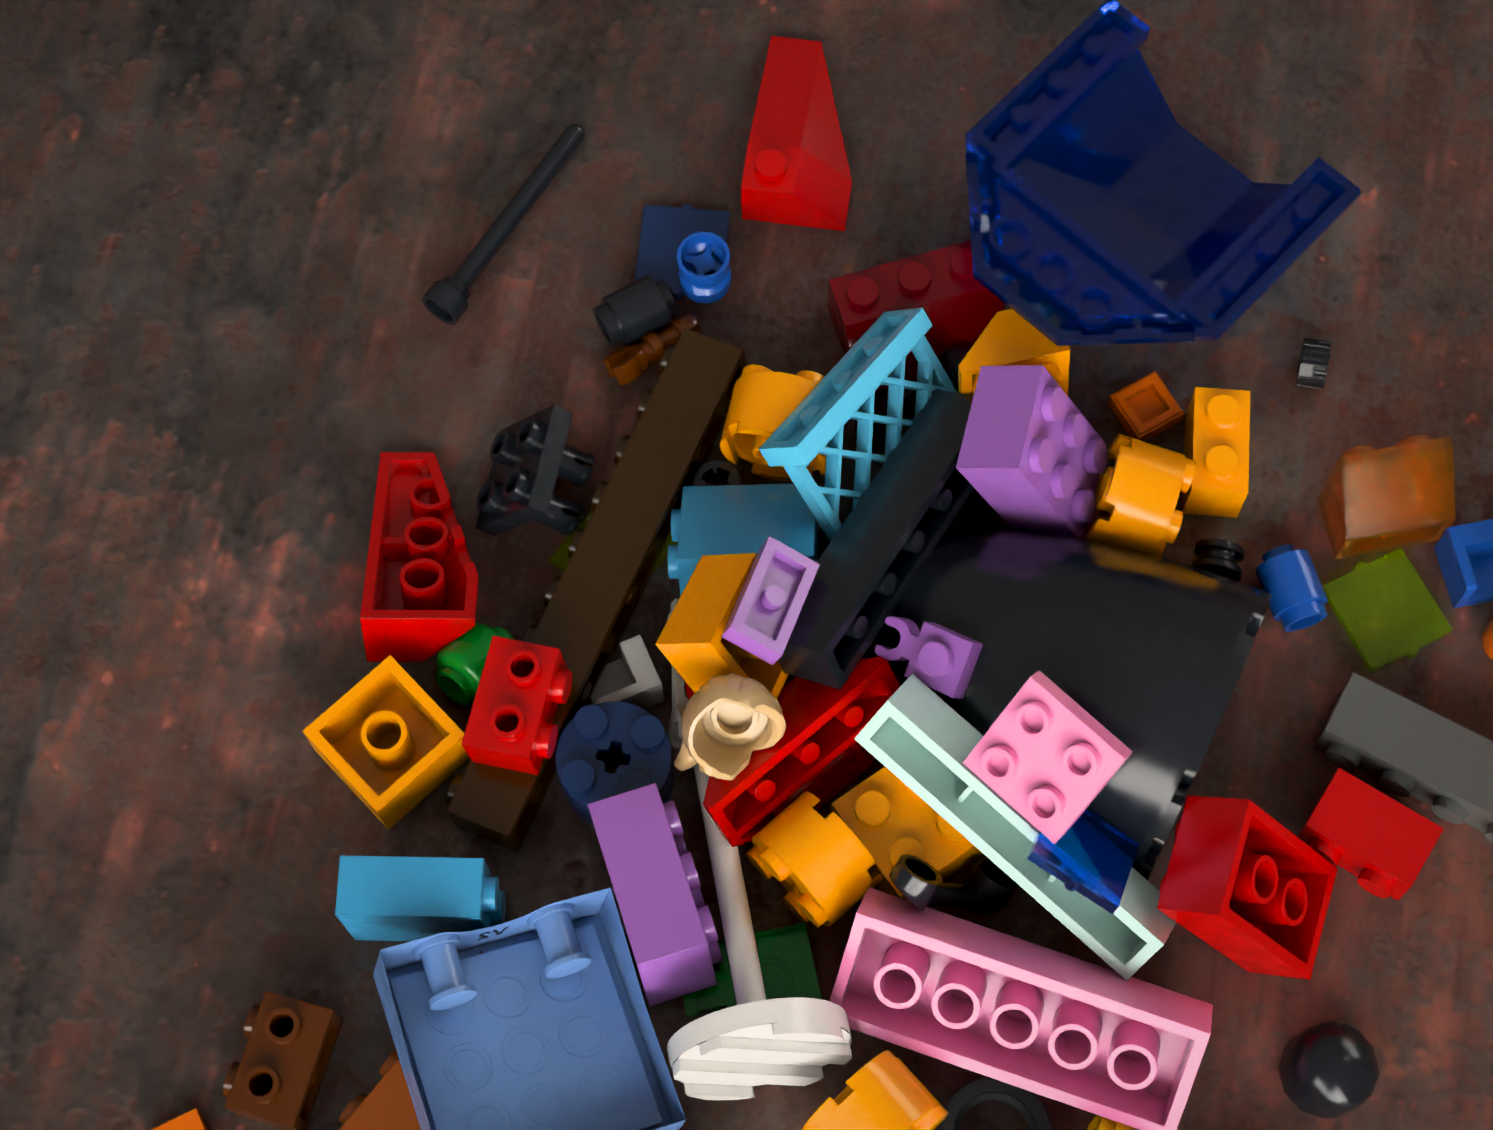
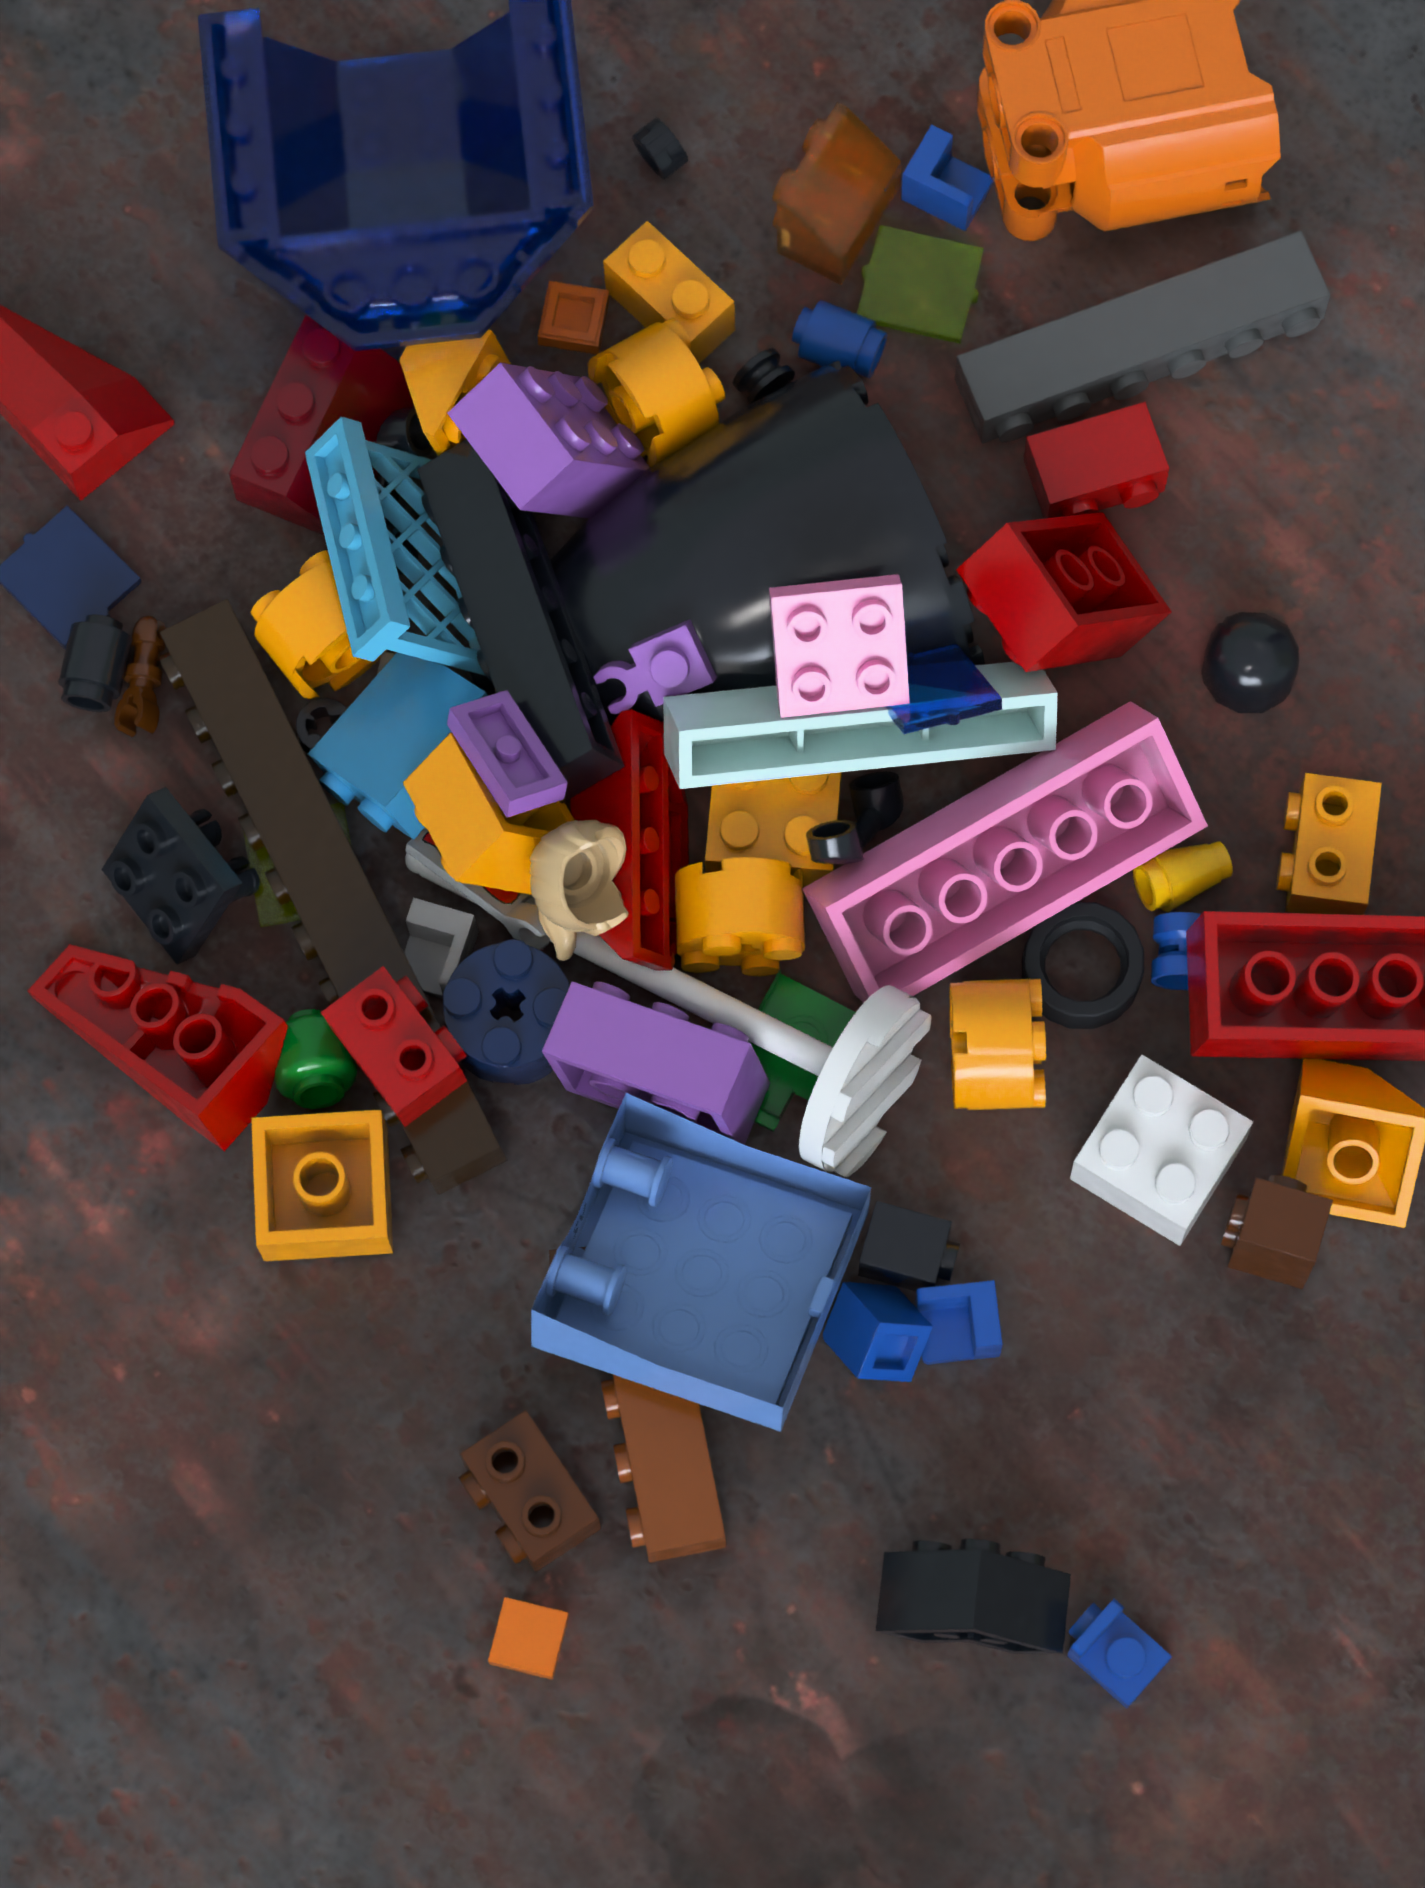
camera: 50 degrees left, 5 degrees up
(416, 897) = (490, 1263): dark azure brick -> none
(699, 256) = (106, 556): blue wheel -> none

